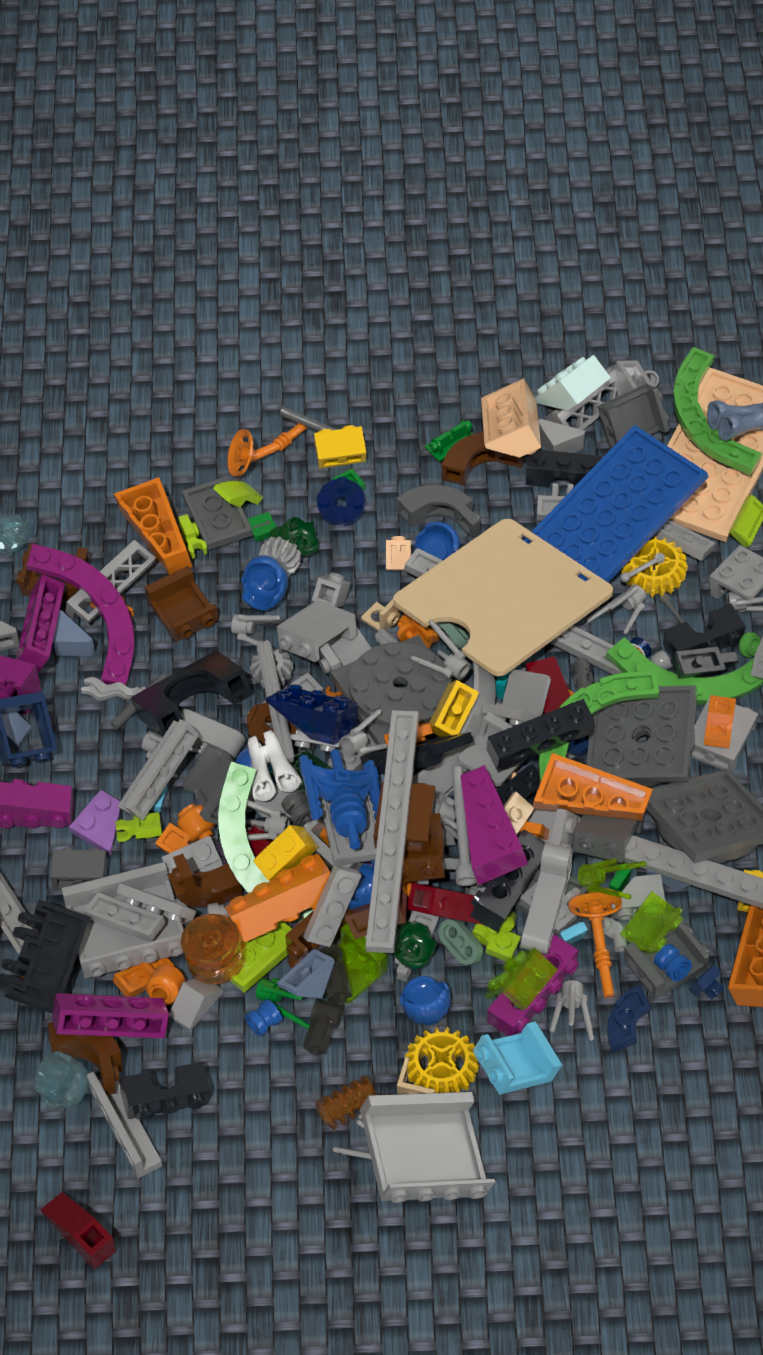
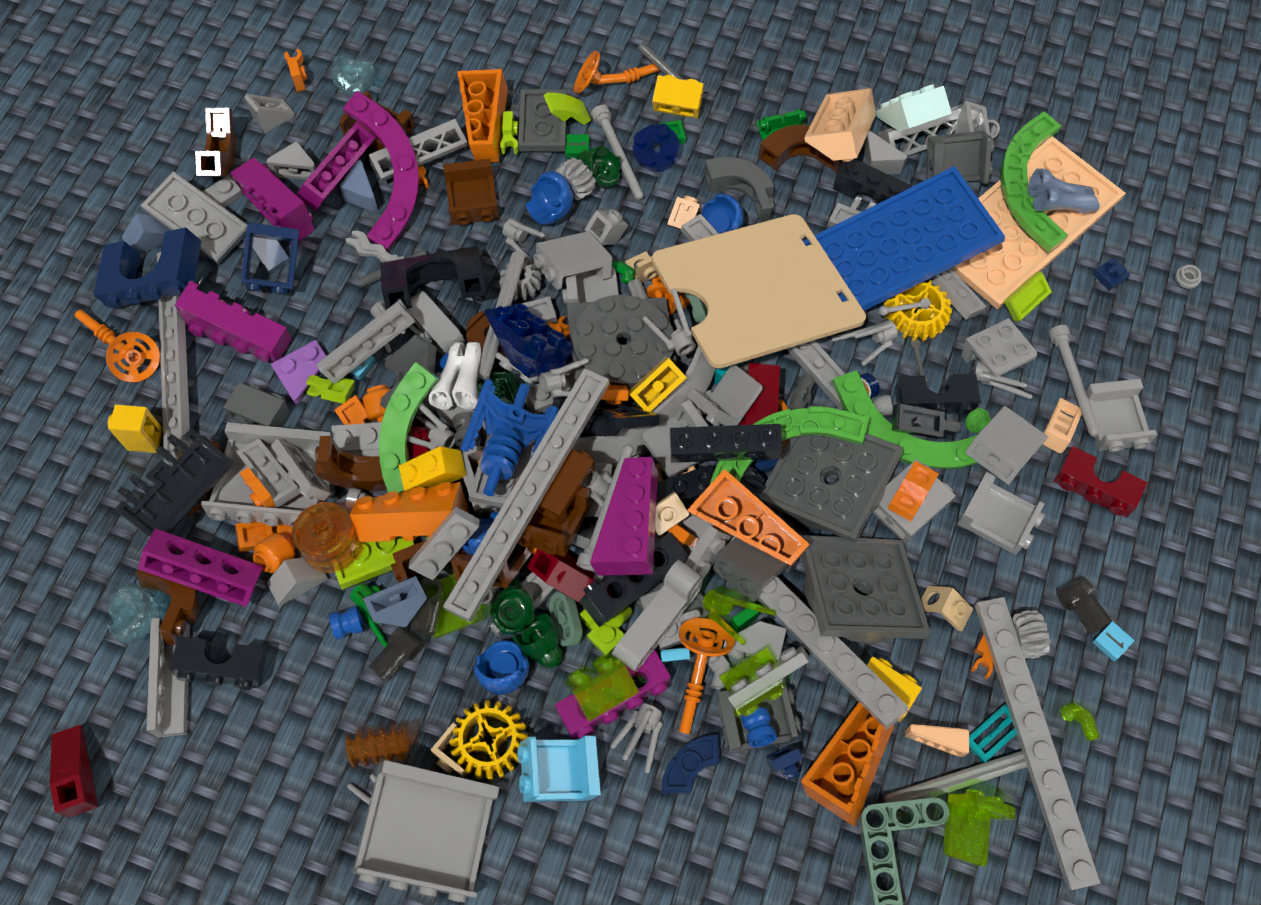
camera: 20 degrees right, 10 degrees up
(129, 934) = (259, 496): none -> orange plate
(273, 490) = (602, 117): none -> light grey piece
(369, 626) = (624, 269): none -> green arm
(448, 966) = (540, 641): none -> dark green piece
(662, 912) = (767, 675): none -> light grey plate

